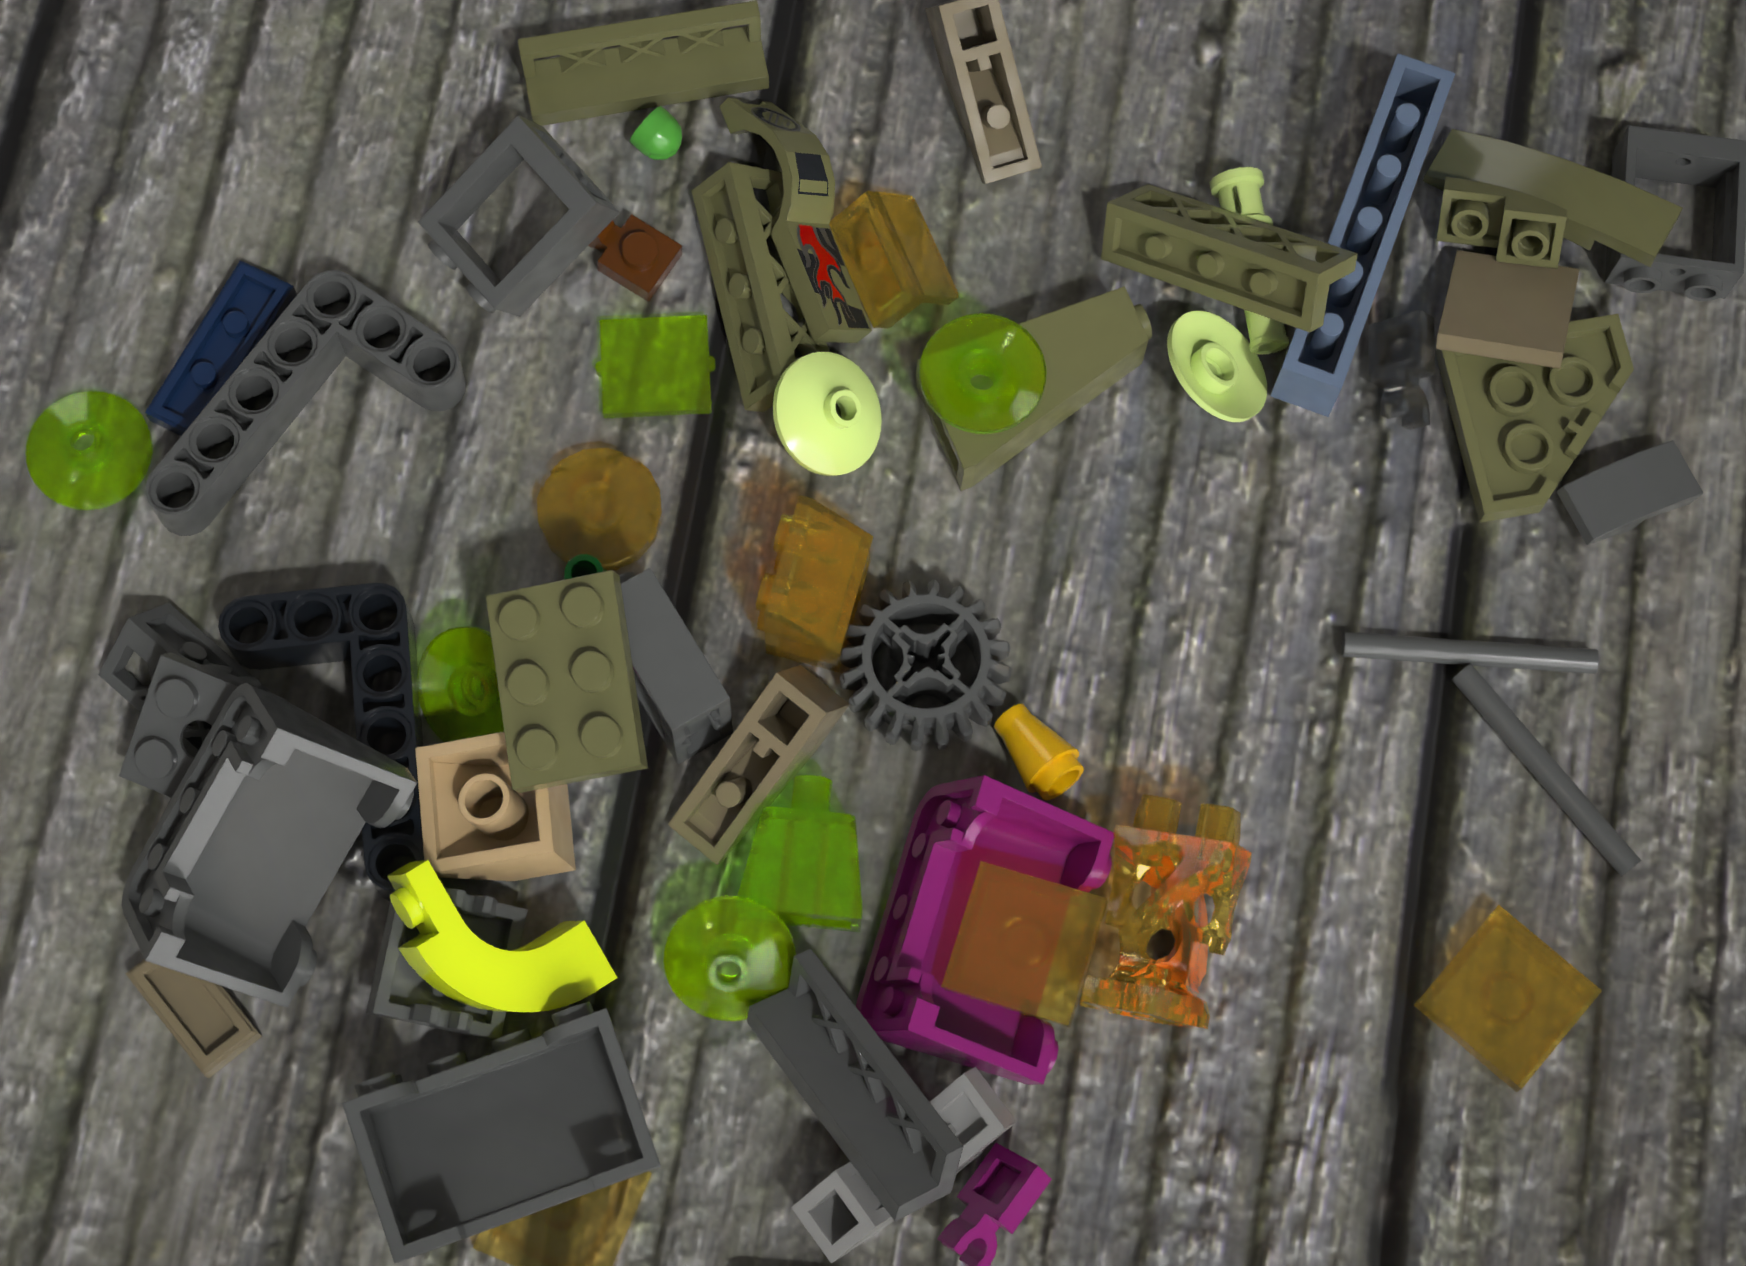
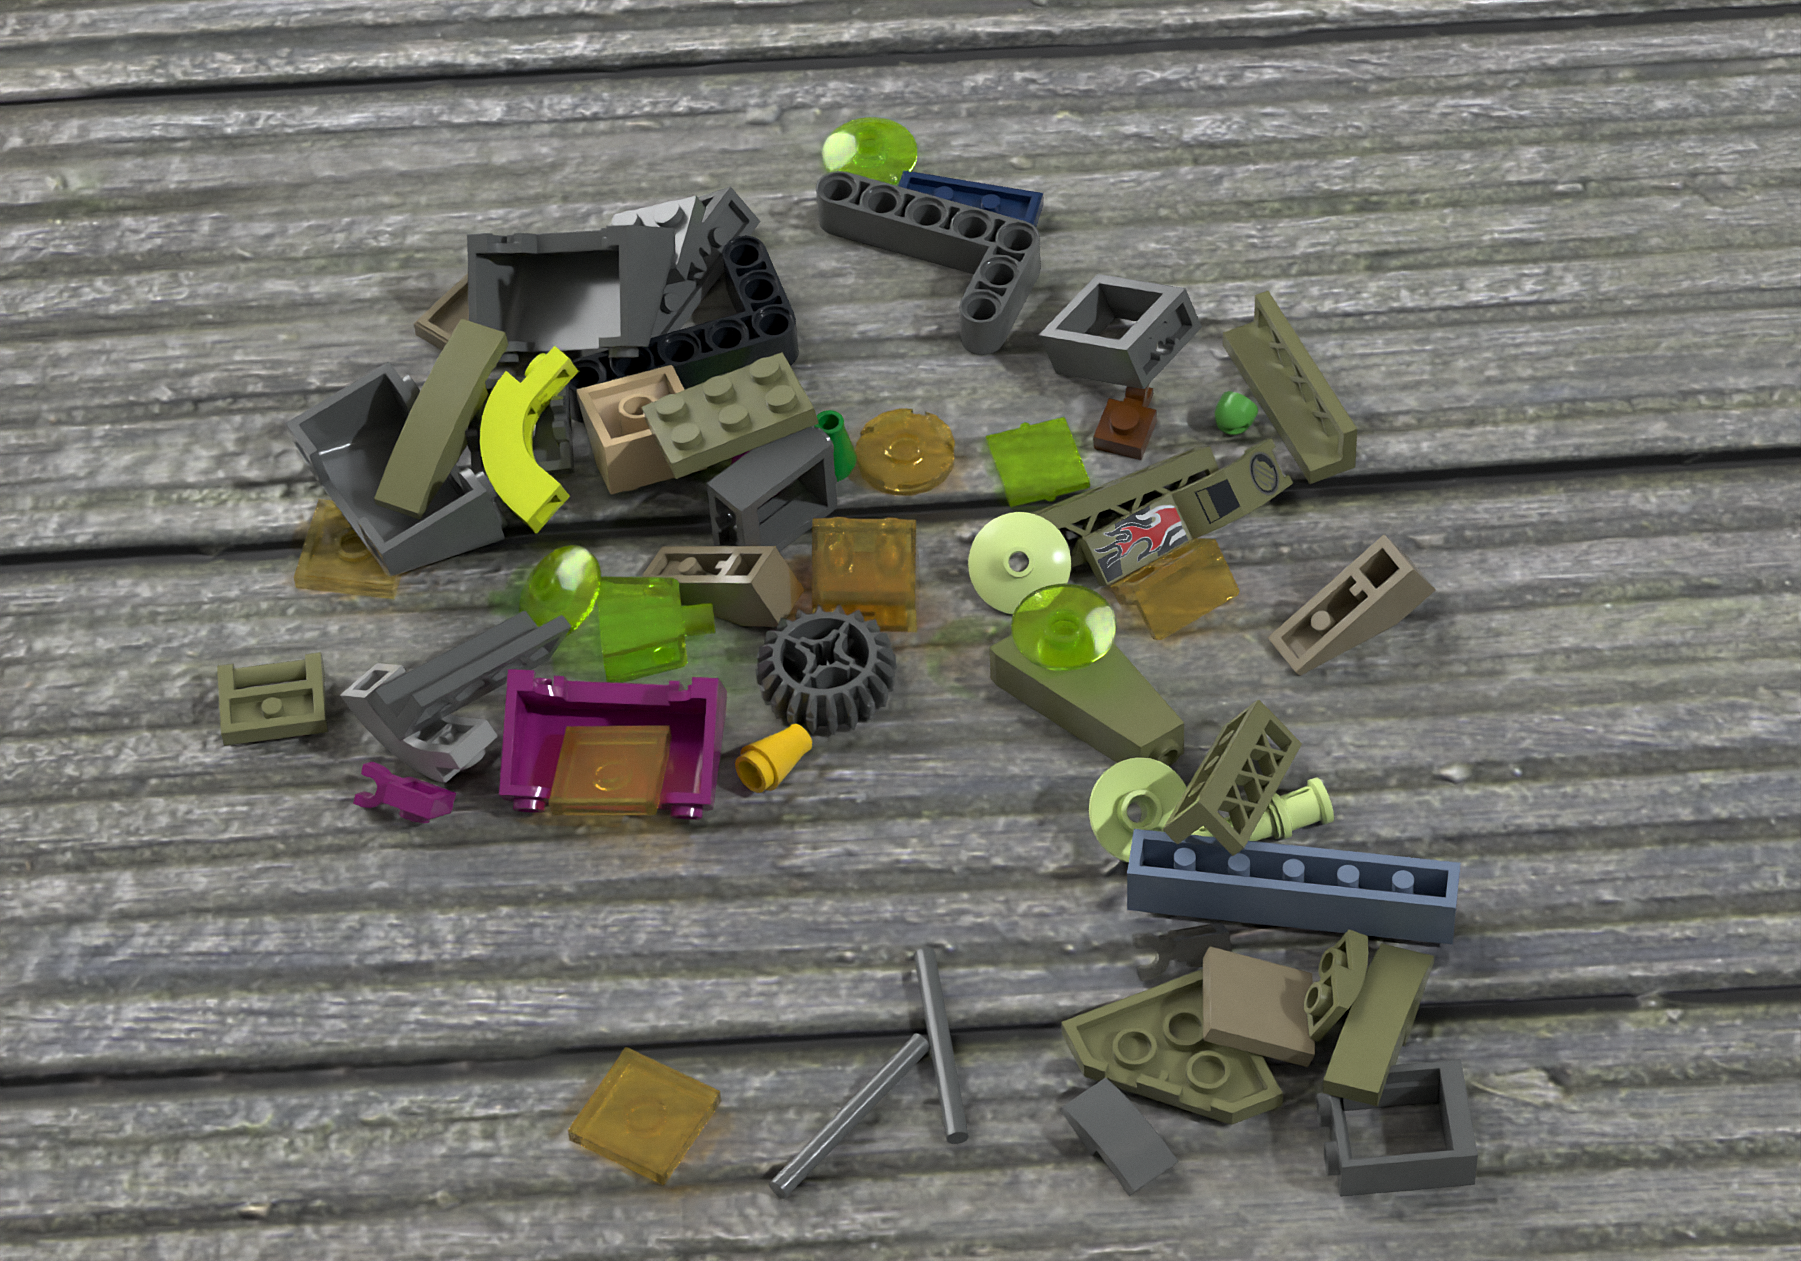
camera: 85 degrees right, 20 degrees down
(443, 1051) = (438, 420): none -> olive slope
(1179, 876) = (671, 857): clear yellow hips -> none

